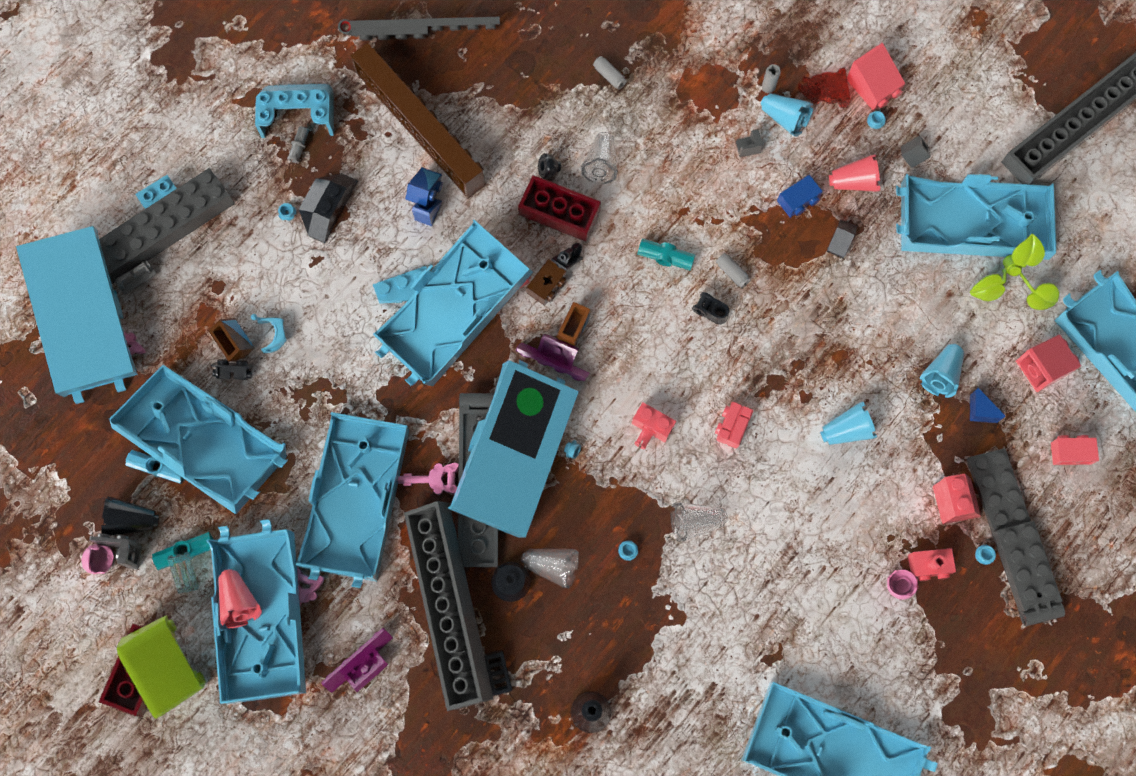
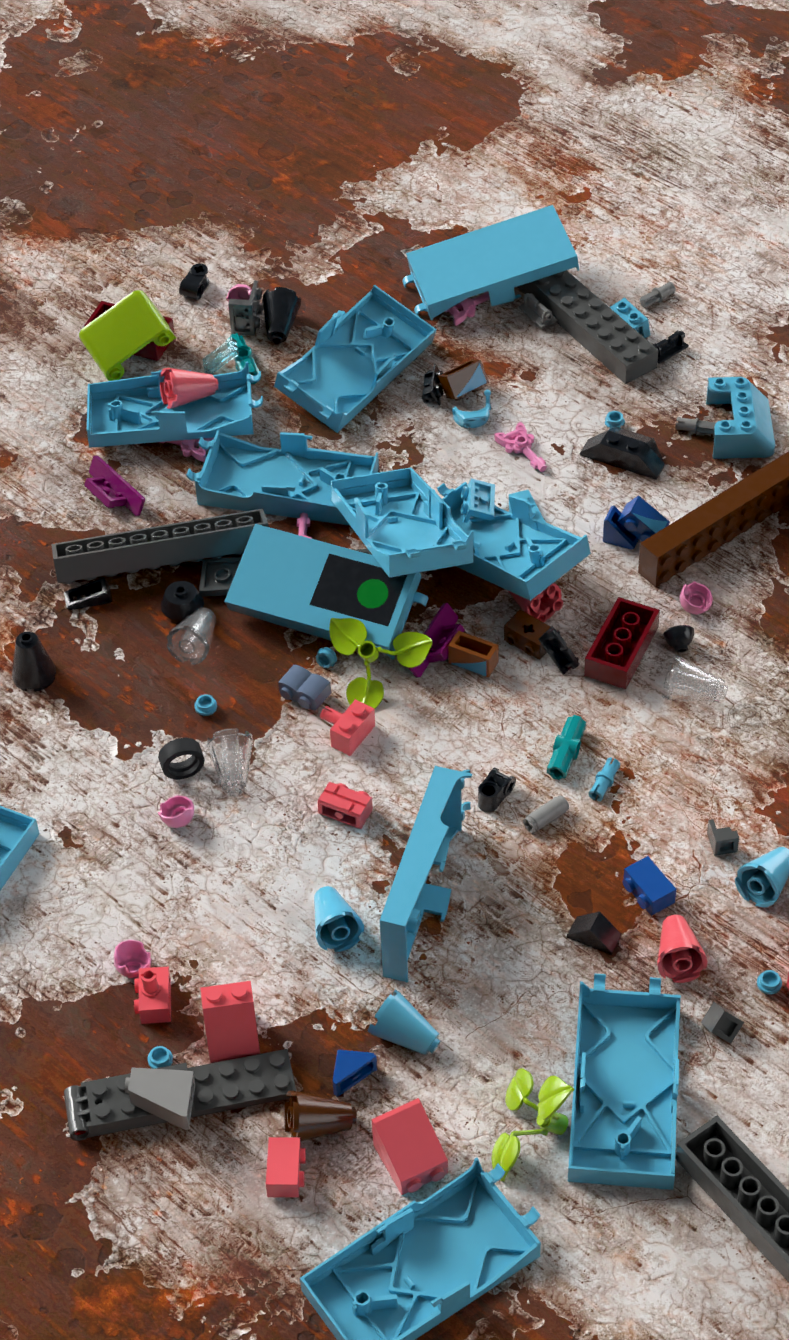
camera: 95 degrees right, 25 degrees down
(65, 611) = (195, 282): none -> black piece
(119, 171) = (657, 294): none -> light grey axle
(191, 161) = (671, 347): none -> black hinge
(313, 291) = (521, 442): none -> bright pink piece
(401, 321) = (478, 500): none -> medium azure bracket
(447, 378) = (402, 522): none -> medium azure piece
(506, 152) = (695, 598): none -> bright pink hair
(568, 424) = (350, 634): none -> lime plant
(609, 465) = (304, 687): none -> sand blue brick
(695, 227) = (604, 779): none -> medium azure pin
(698, 562) = (177, 748): none -> black tyre
(749, 563) = (176, 811): none -> bright pink hair
(825, 351) = (428, 844): none -> medium azure piece
(1031, 431) = (316, 1116): none -> reddish brown cone
(1039, 540) = (163, 1093): none -> light grey slope

